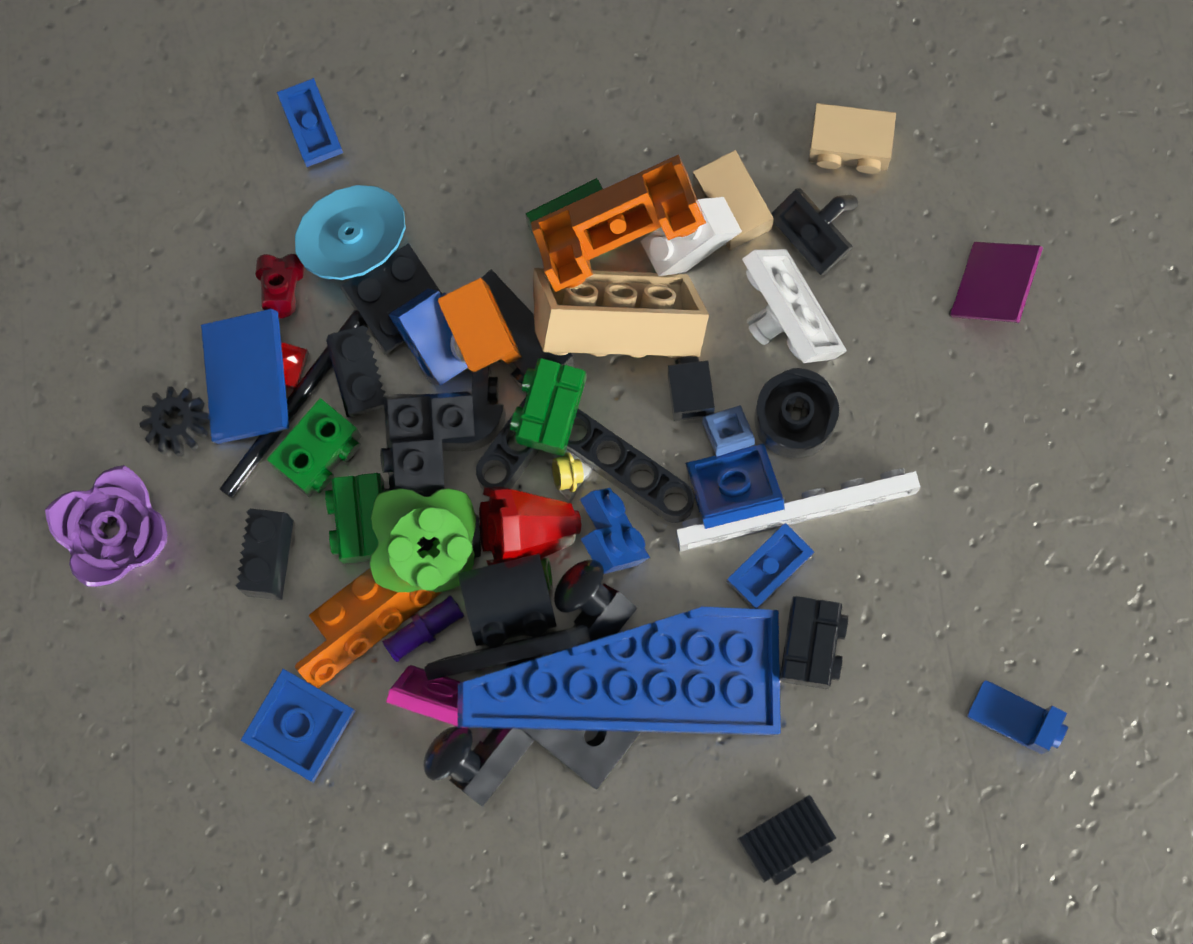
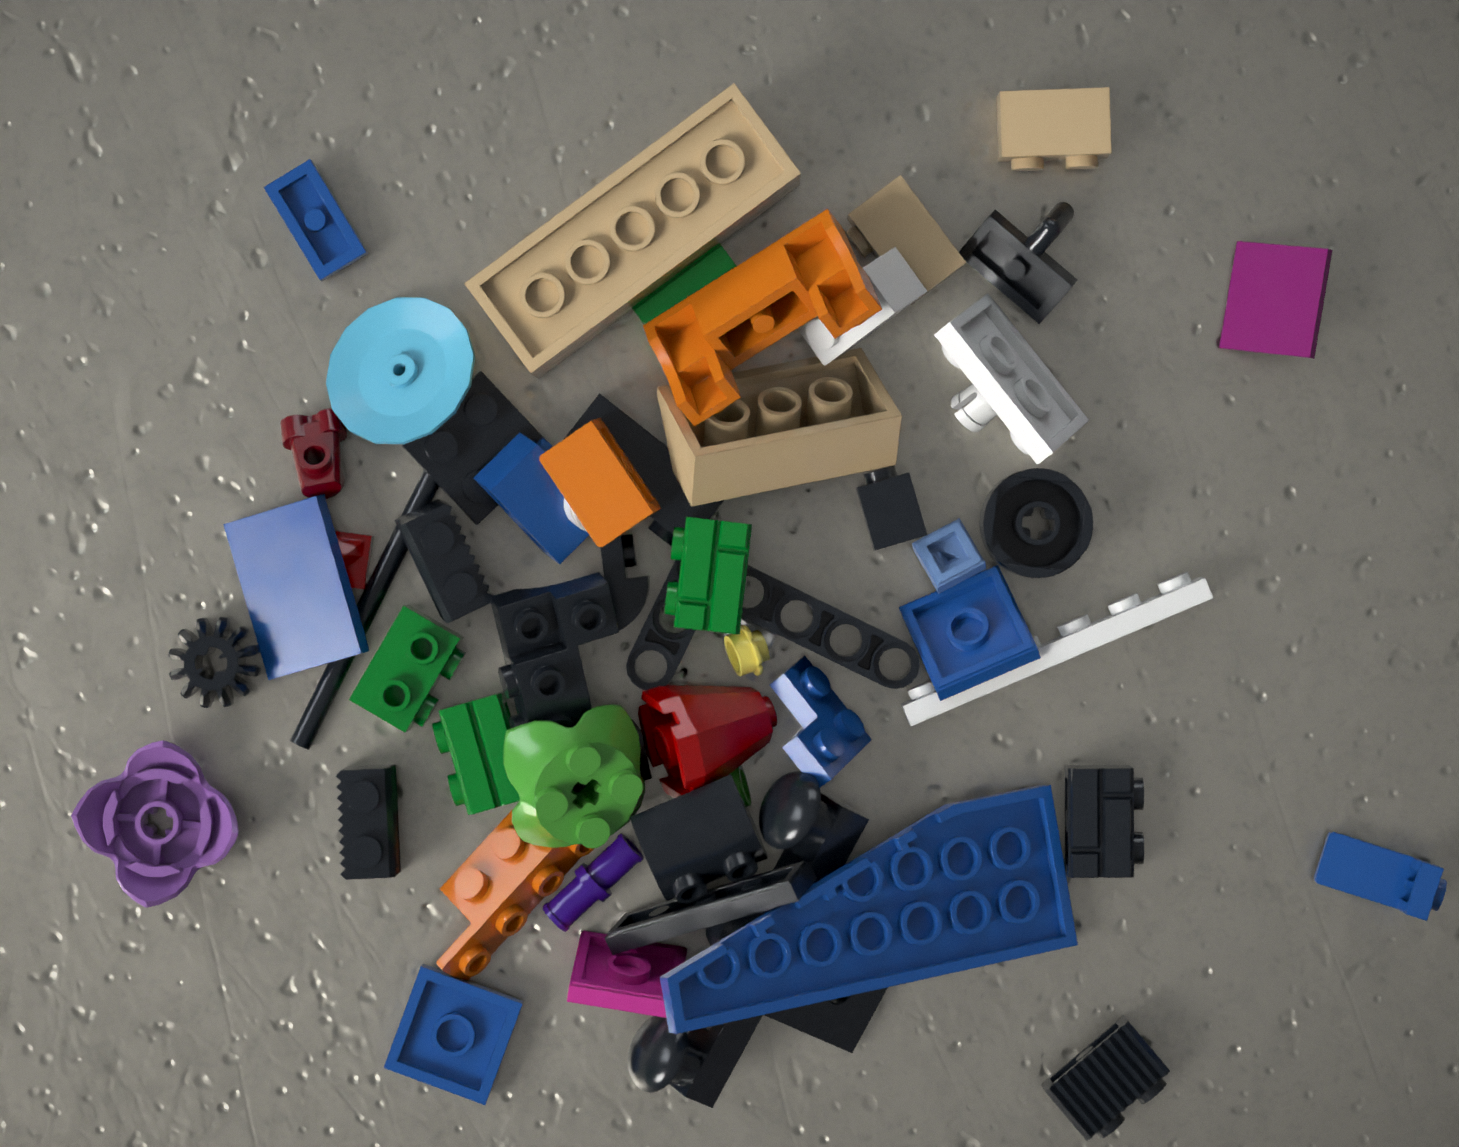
camera: 15 degrees left, 10 degrees up
(535, 154) = (634, 231): none -> tan brick
(770, 566) = (1031, 728): blue plate -> none

